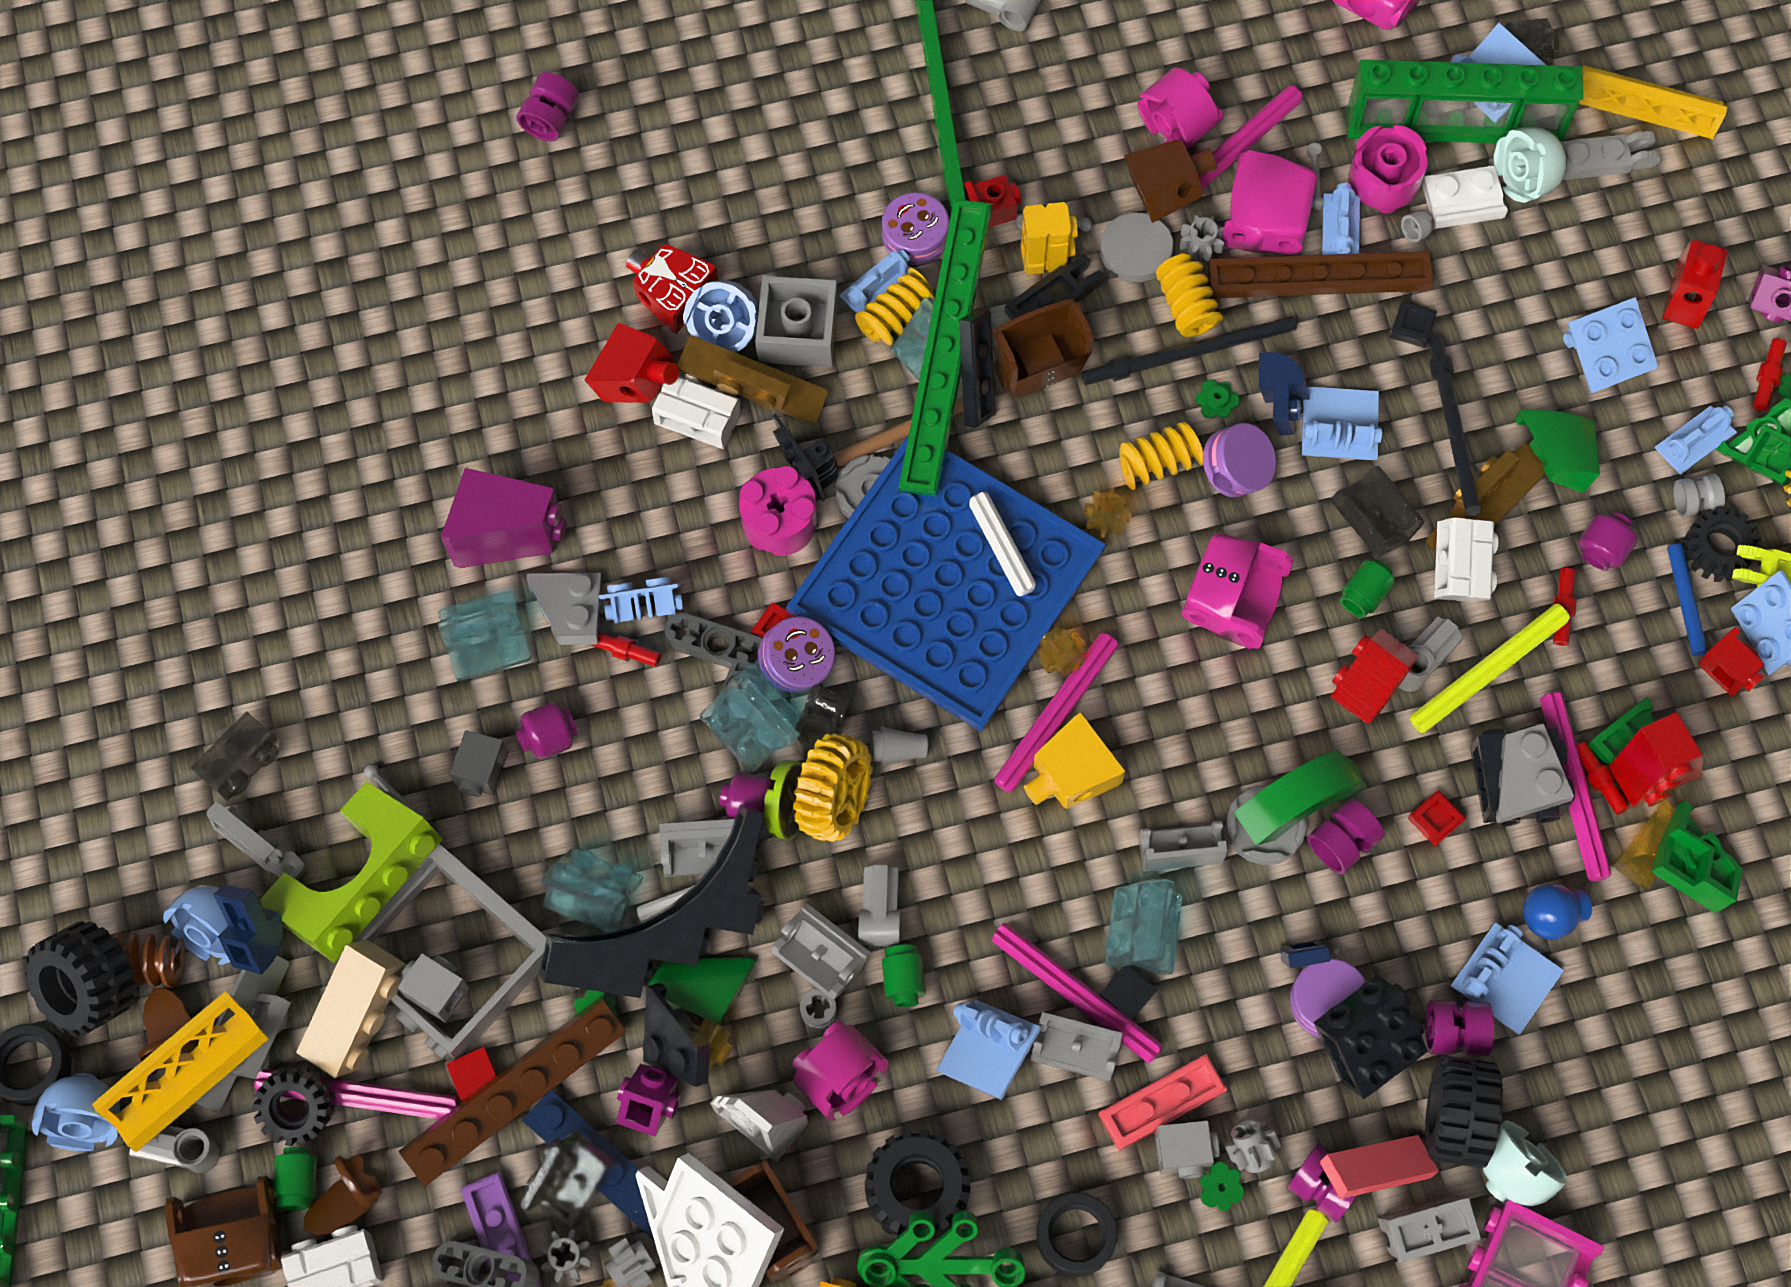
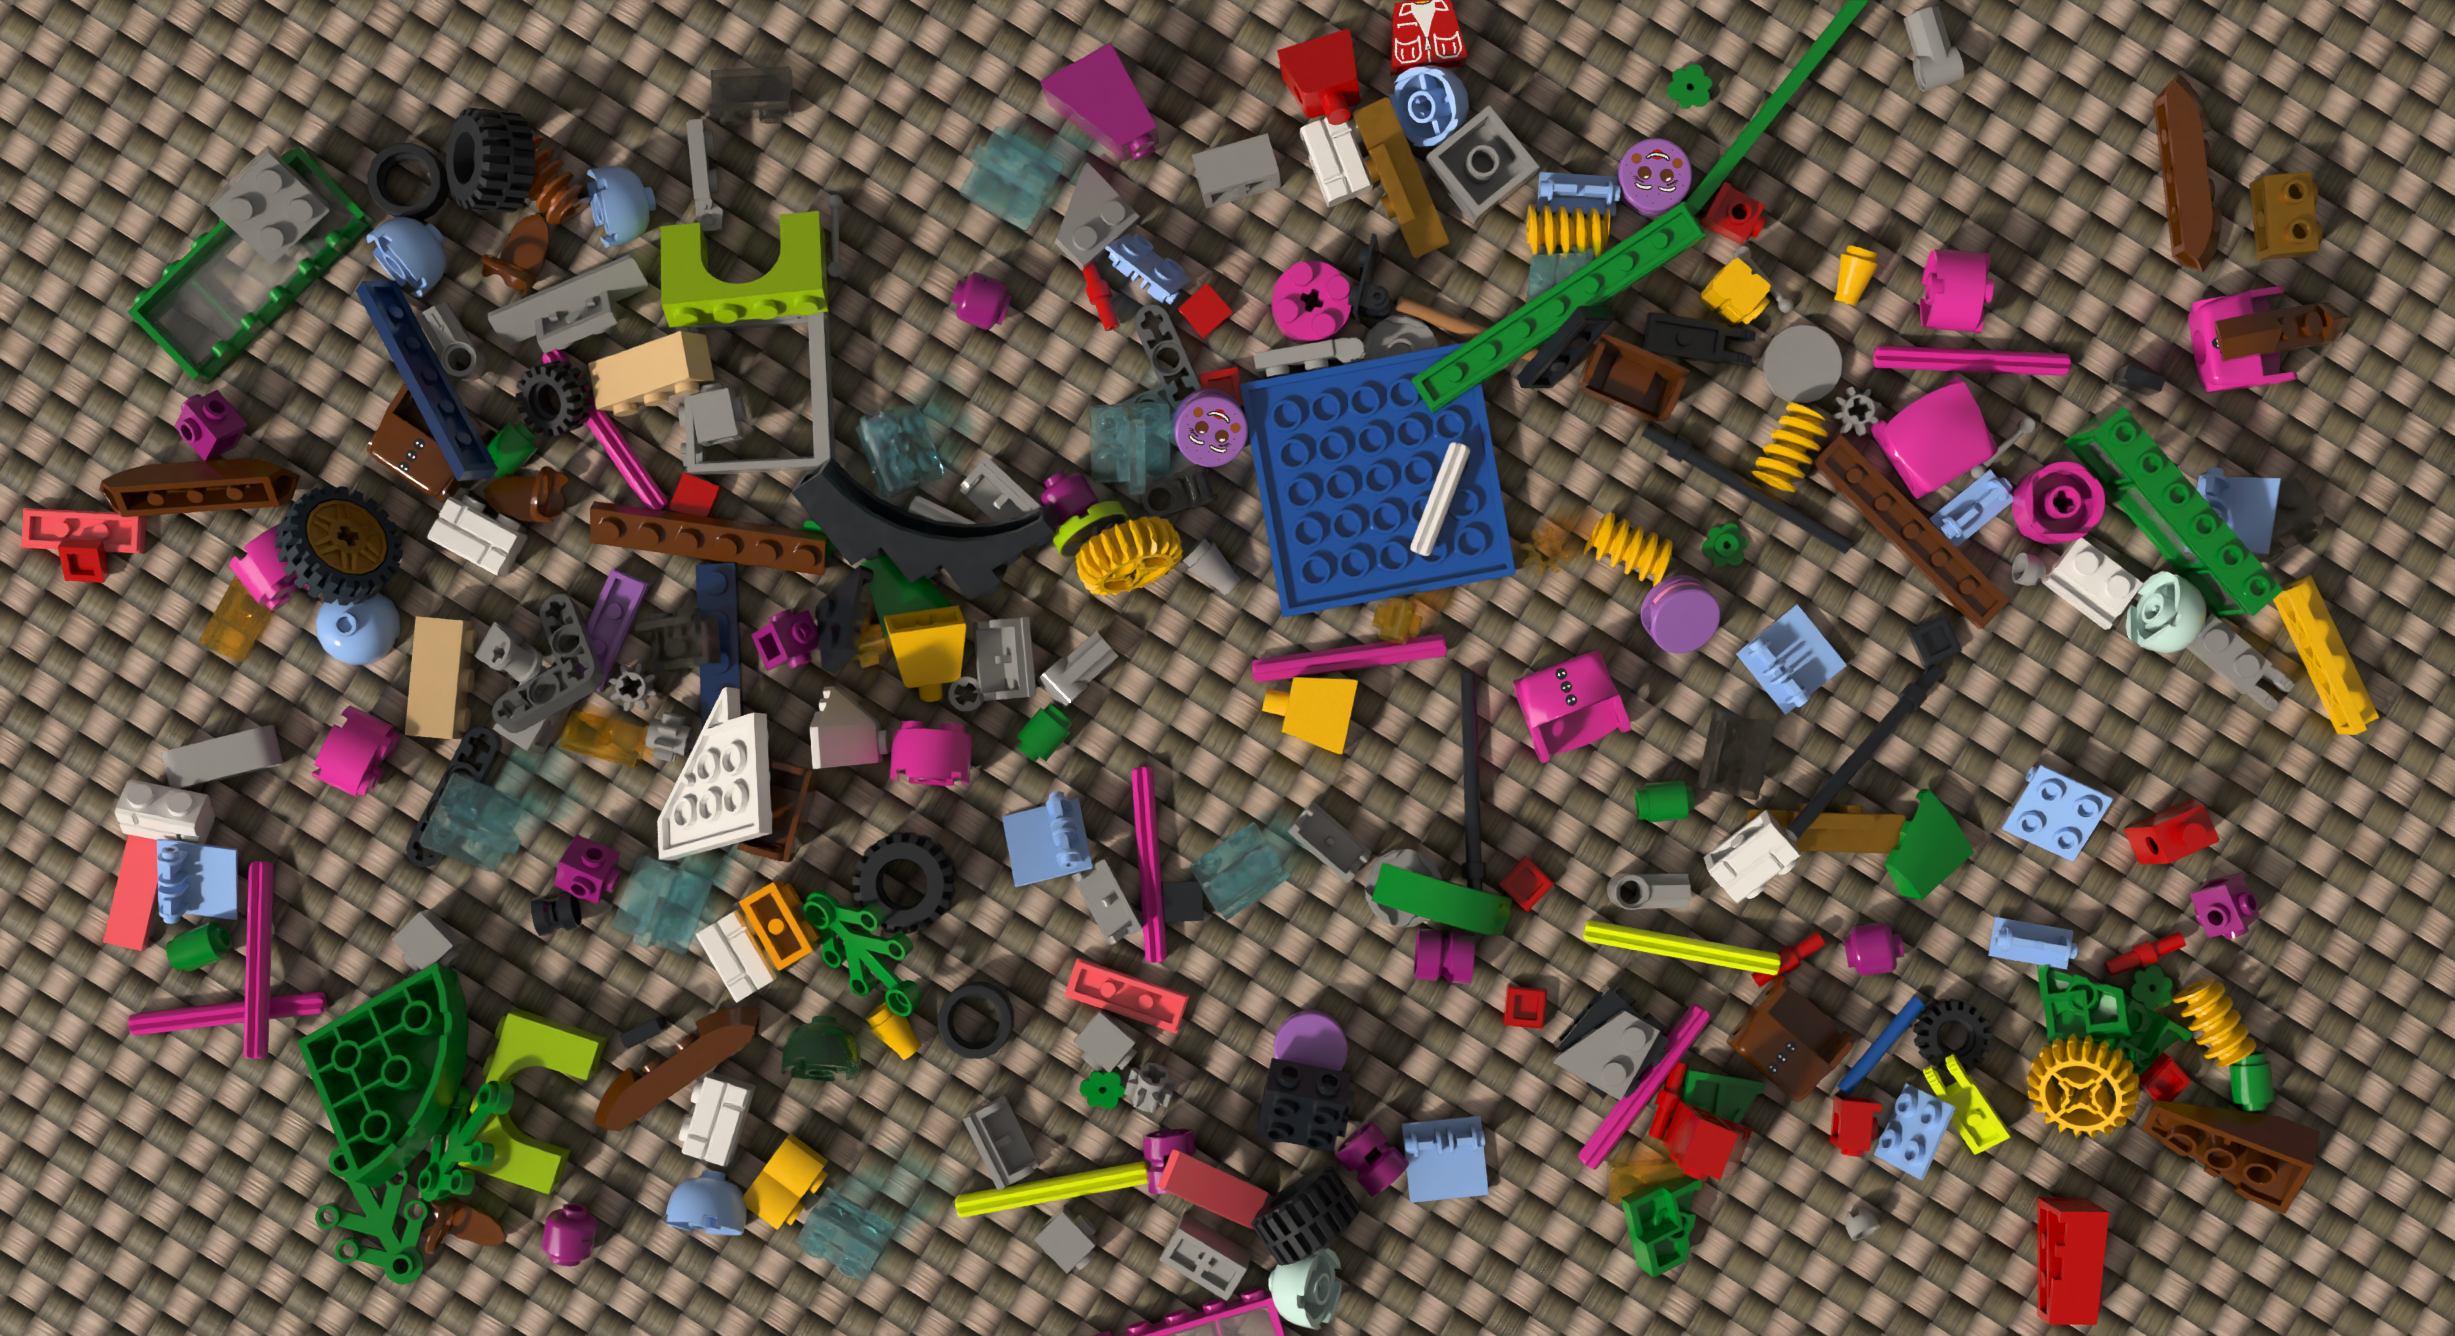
camera: 50 degrees right, 20 degrees up
(181, 1183) = (426, 380): none -> dark blue plate
(186, 1075) = (497, 307): yellow fence -> none
(252, 931) = (633, 248): dark blue brick -> none
(478, 764) = (910, 276): dark grey brick -> none
(637, 481) = (1236, 170): none -> light grey hinge
(711, 590) = (1205, 311): none -> red tile
(757, 999) = (928, 648): none -> yellow torso
(813, 543) = (1312, 355): none -> light grey hinge
(874, 152) = (1694, 77): none -> green plant
(1106, 163) = (1854, 274): none -> yellow cone
(1168, 176) = (1882, 337): reddish brown torso -> none
(1261, 733) = (1473, 869): none -> black bar
(1284, 386) = (1781, 589): dark blue brick -> none
(1304, 954) = (1326, 1002): dark blue tile -> none
(1342, 734) = (1526, 883): none -> red tile
(1347, 57) = (2138, 380): none -> black tile
(1373, 676) = (1588, 871): red brick -> none
(1555, 910) = (1526, 1153): blue piece -> none
(1628, 655) = (1789, 1040): none -> reddish brown piece
(1698, 495) = (1981, 987): light grey wheel -> none

